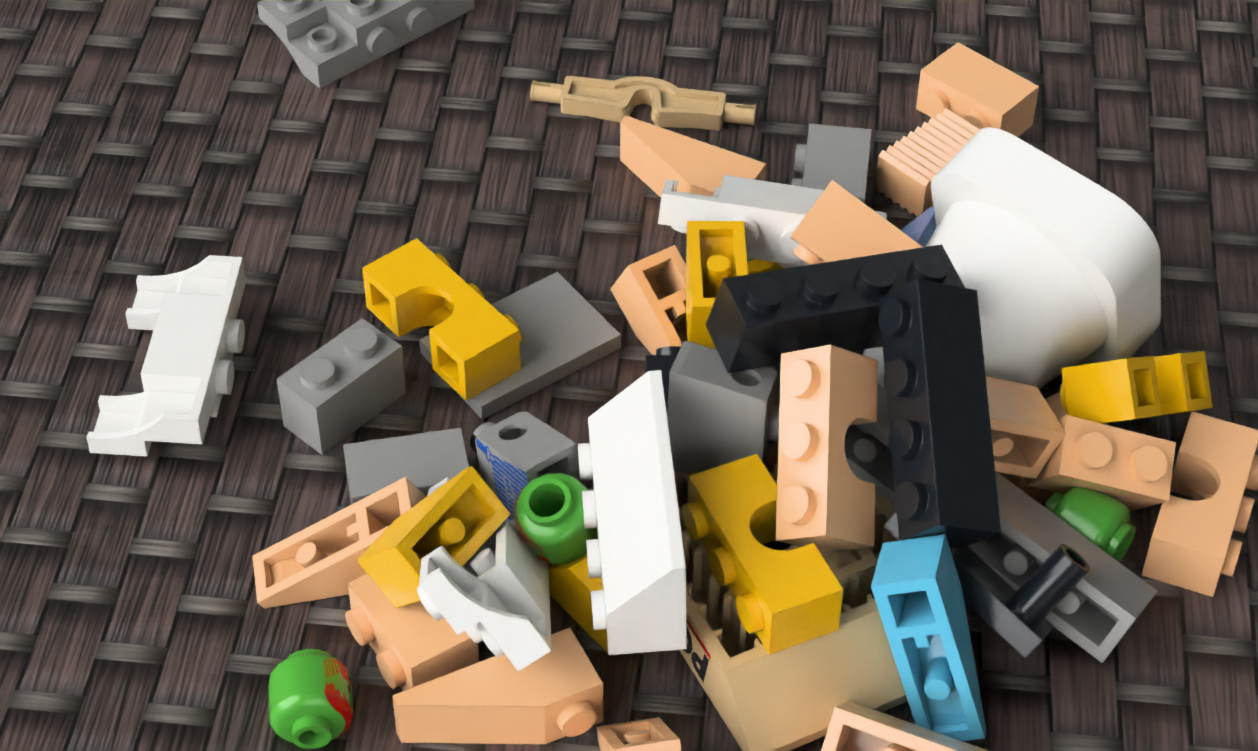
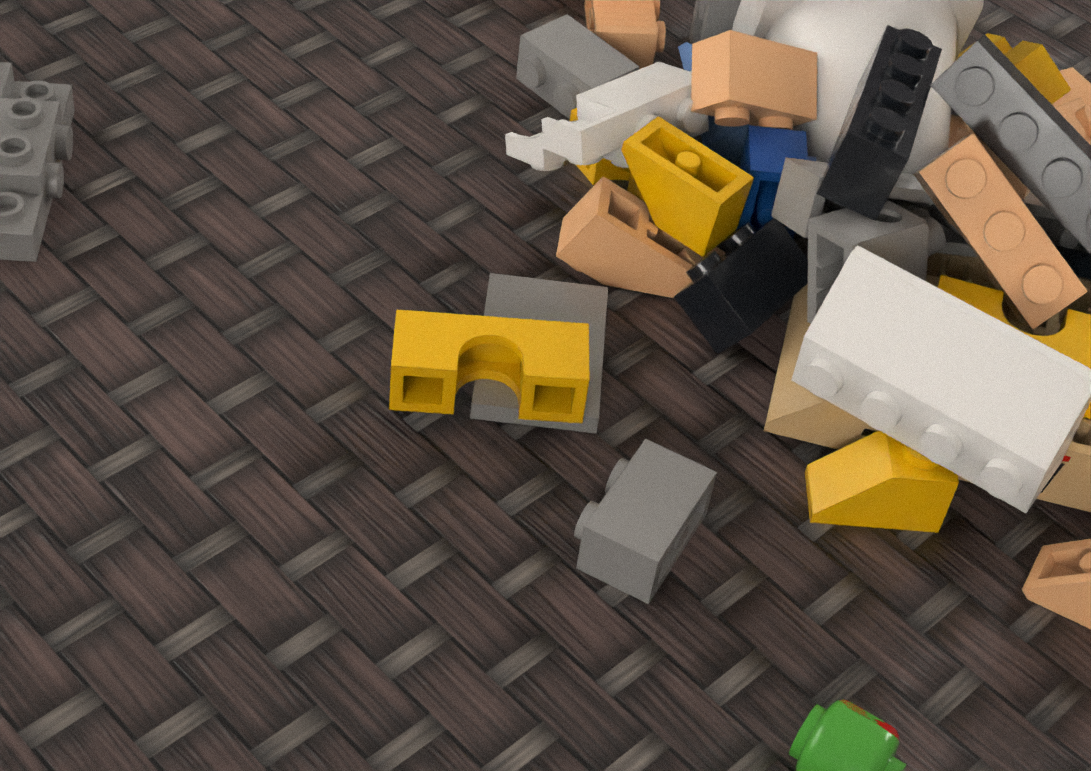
camera: 55 degrees left, 0 degrees up
(185, 361) = (320, 564): white bracket -> none
(325, 555) = (694, 612): light nougat slope -> none
(341, 386) = (484, 486): light grey brick -> none
(406, 638) = (829, 629): light nougat brick -> none
(455, 516) = (820, 534): yellow slope -> none
(494, 597) = (886, 526): white bracket -> none
(503, 706) = (971, 603): light nougat slope -> none
(520, 451) = (740, 431): light grey torso -> none
(552, 518) = (842, 444): bright green head -> none
(667, 155) = (465, 130): light nougat slope -> none
(668, 103) = (318, 111): tan piece -> none

